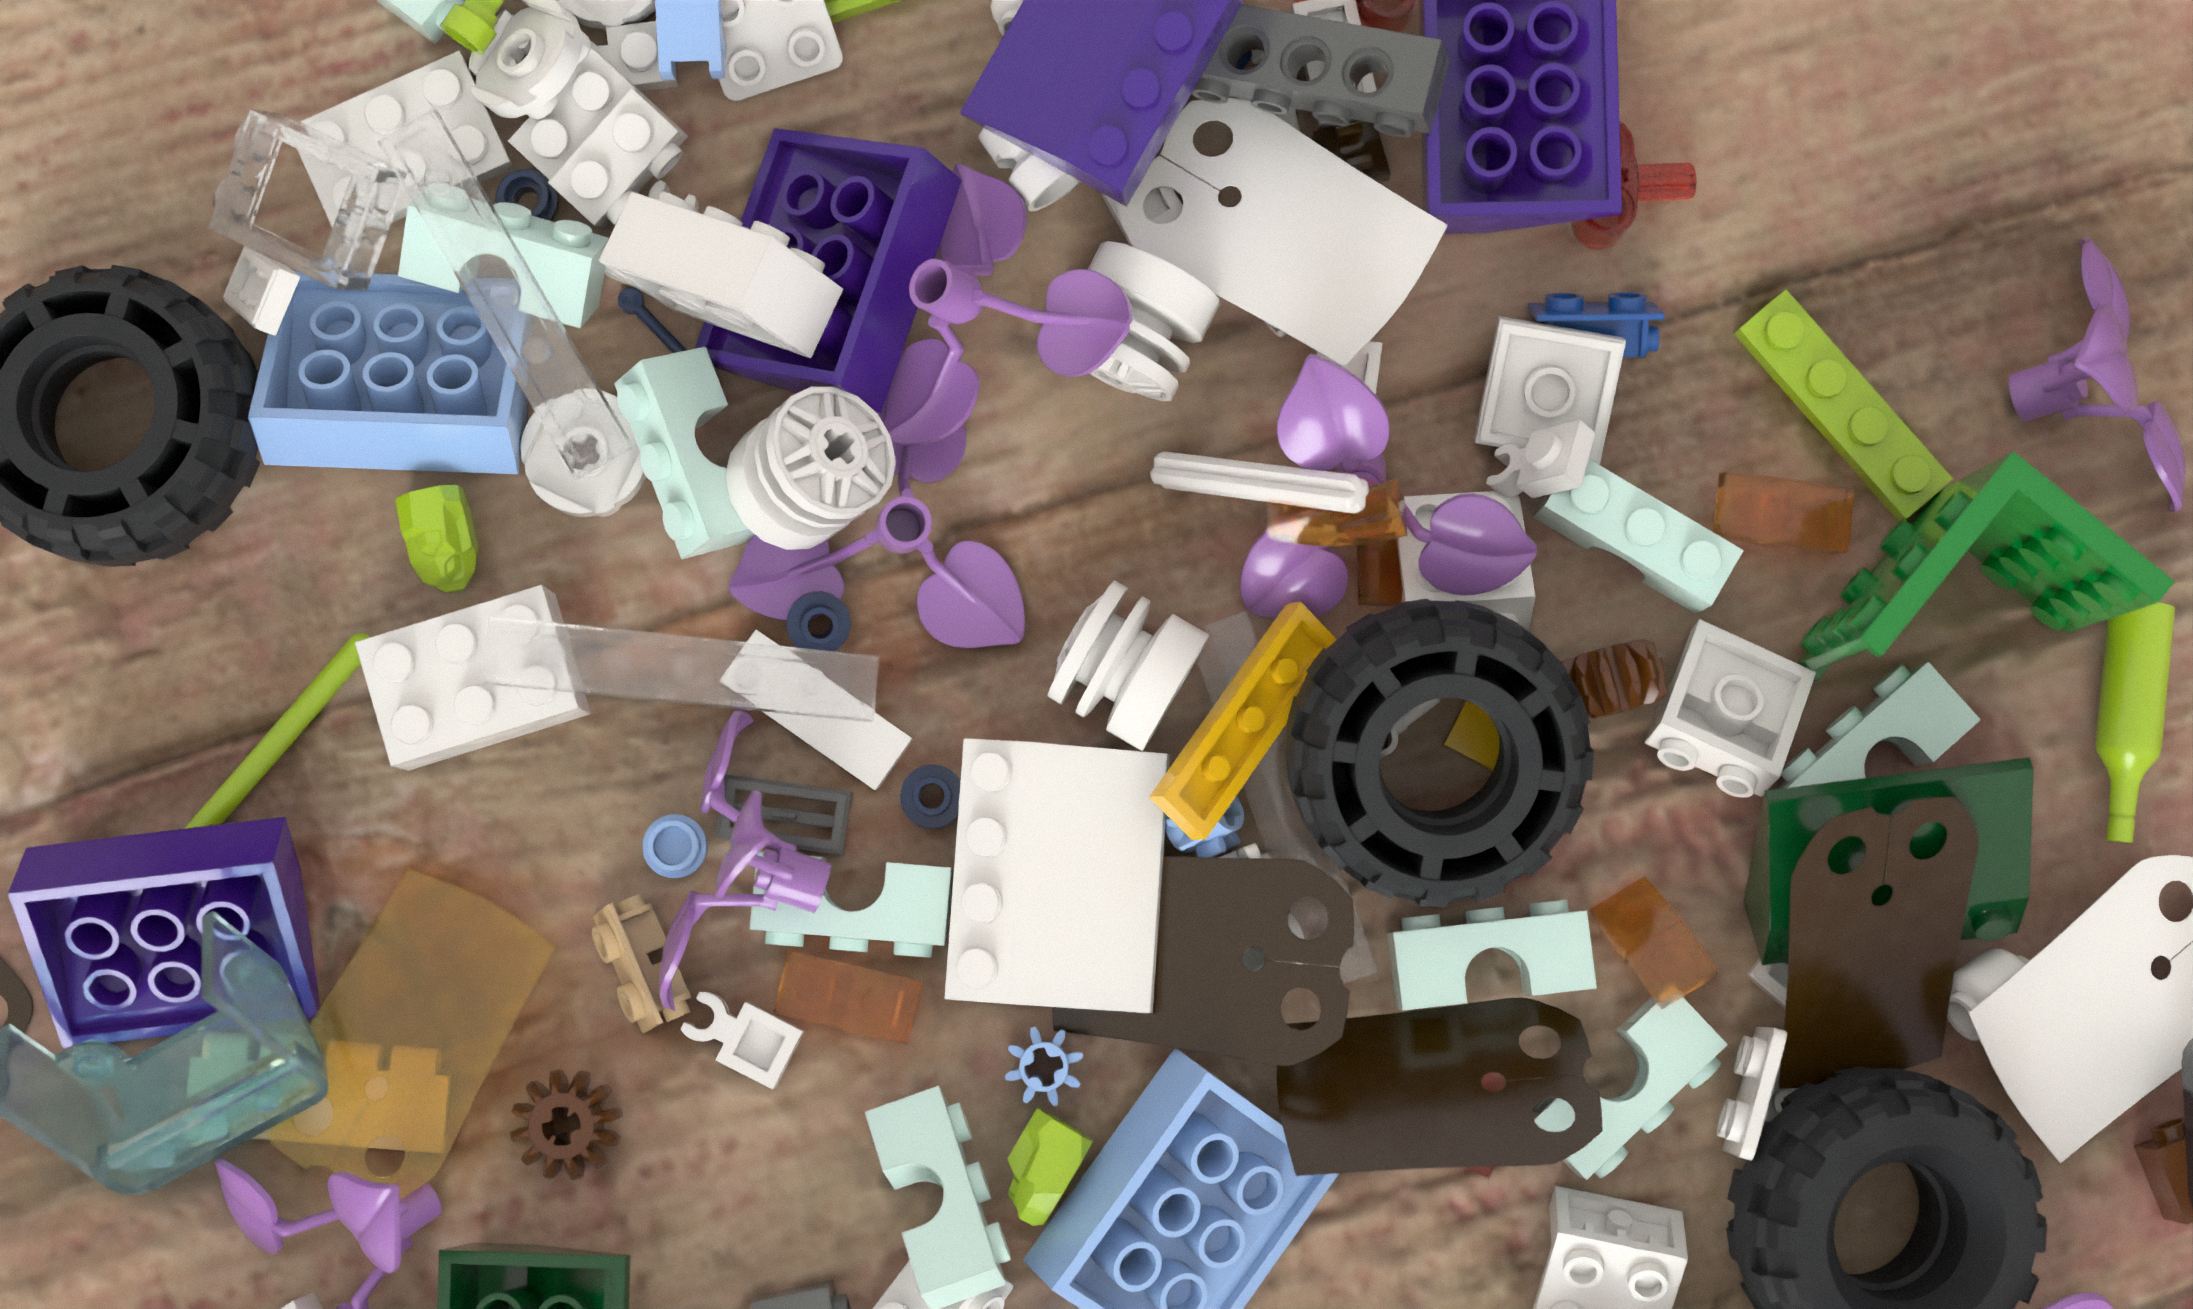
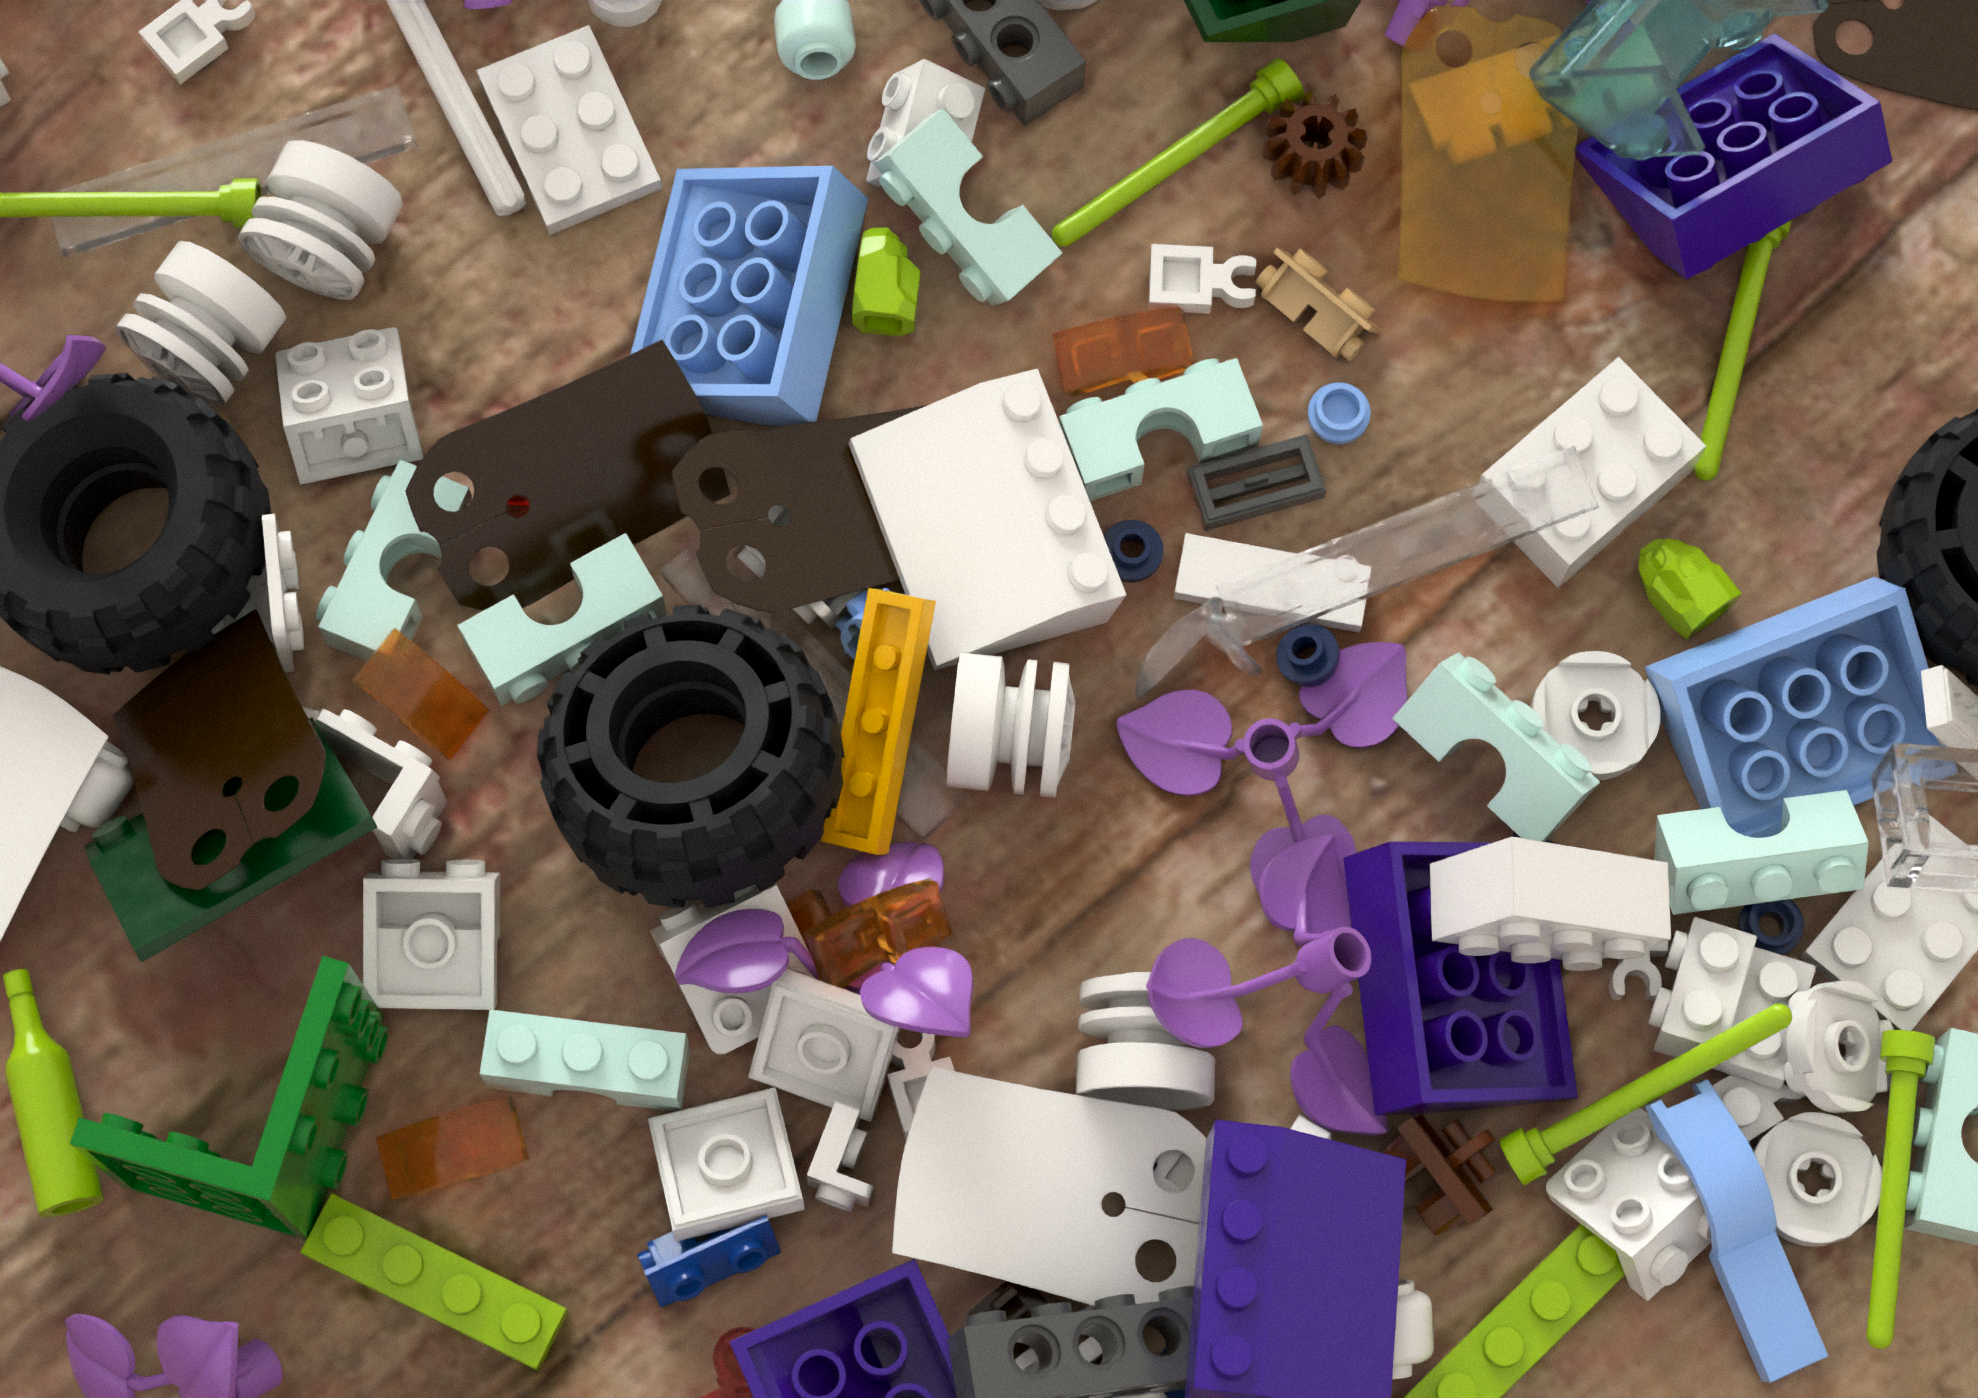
camera: 155 degrees right, 10 degrees down
(505, 293) = (1738, 801): clear tile -> none
(578, 1202) = (1267, 93): none -> lime piece
(782, 874) = (1230, 401): medium lavender plant -> none
(810, 468) = (1411, 756): white wheel -> none
(838, 94) = (1535, 1149): none -> lime piece
(915, 110) = (1459, 1196): none -> reddish brown hips
(928, 681) = (1207, 621): none -> clear piece
(1035, 1082) = (926, 347): light blue gear -> none
(1260, 482) = (963, 933): white axle -> none
(1427, 450) = (823, 1045): none -> white tile
(1445, 361) = (839, 1147): none -> white bracket
(1548, 464) = (700, 1079): white plate -> none
(1618, 677) = (555, 907): reddish brown gear -> none
(1694, 862) = (411, 808): none -> white bracket
(1911, 712) = (263, 1006): light aqua arch -> none

